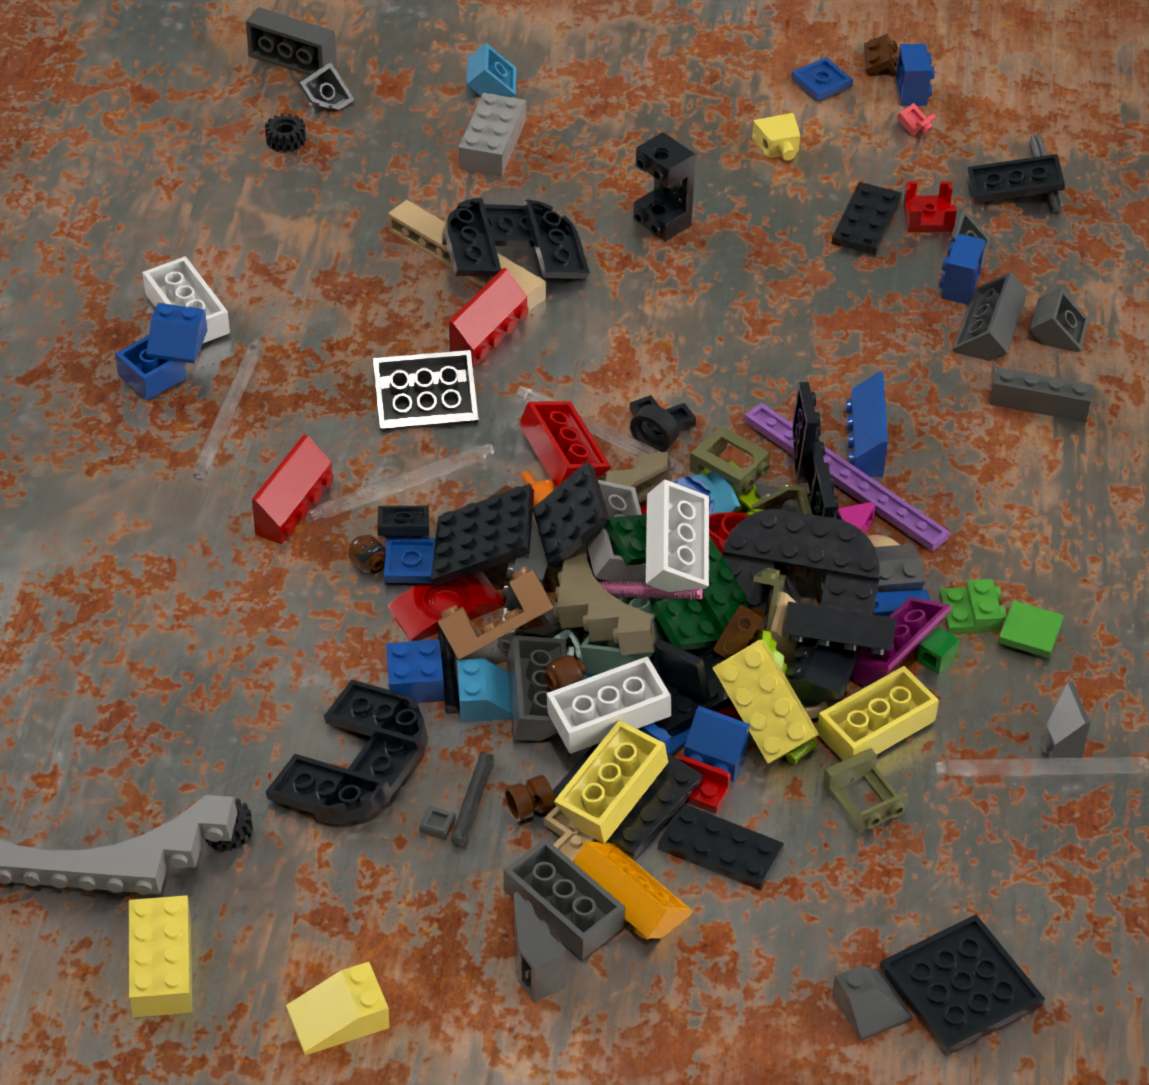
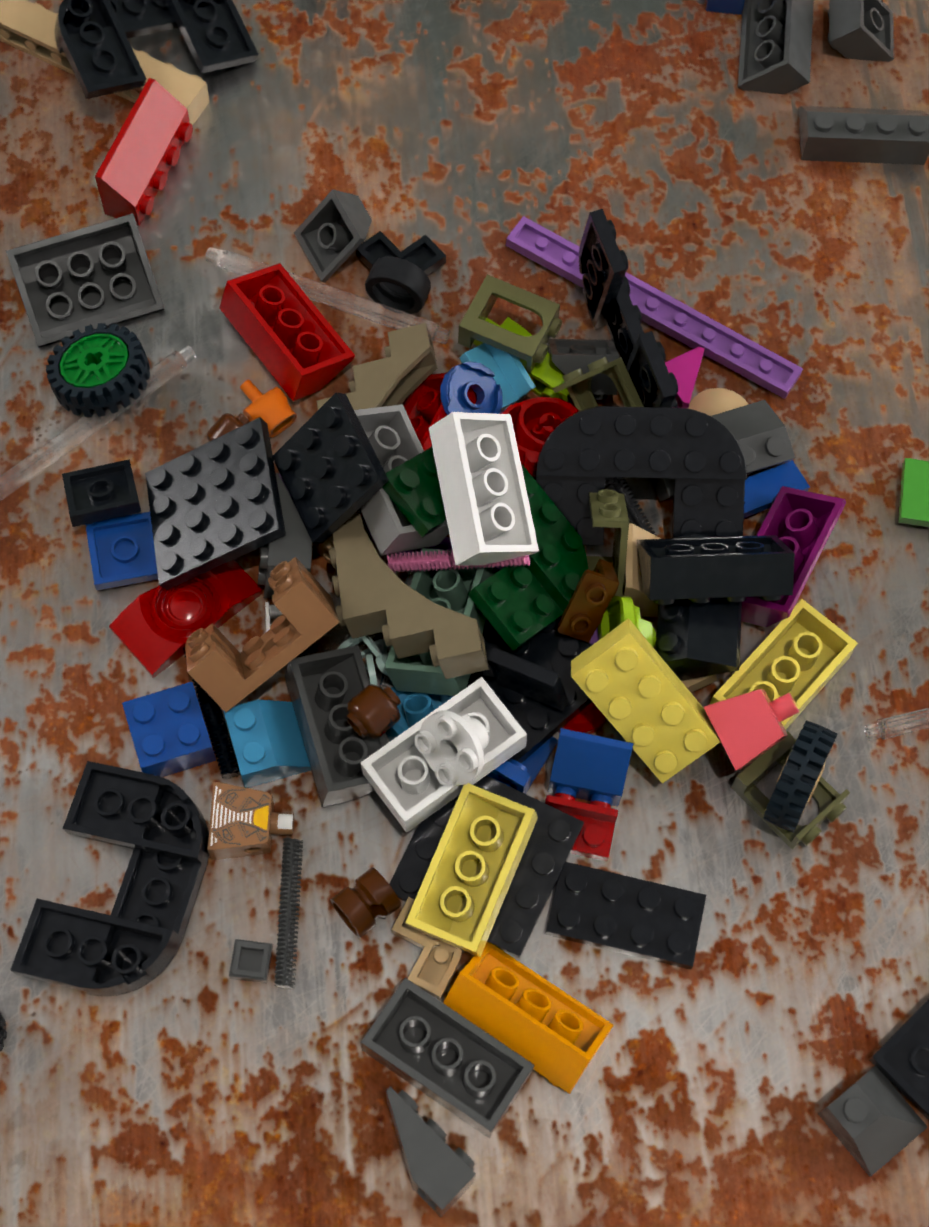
camera: 15 degrees left, 20 degrees up
(367, 553) = (64, 552): reddish brown head -> none
(420, 445) = (98, 370): none -> black wheel
(454, 736) = (244, 822): none -> medium nougat torso
(613, 685) = (453, 746): none -> white plate
(615, 389) = (333, 232): none -> dark grey slope
(840, 729) = (750, 724): none -> coral torso
(867, 426) = (667, 228): blue slope -> none
(869, 769) = (799, 776): none -> black wheel
(938, 650) = (835, 554): green brick -> none
(974, 607) = (857, 474): bright green plate -> none

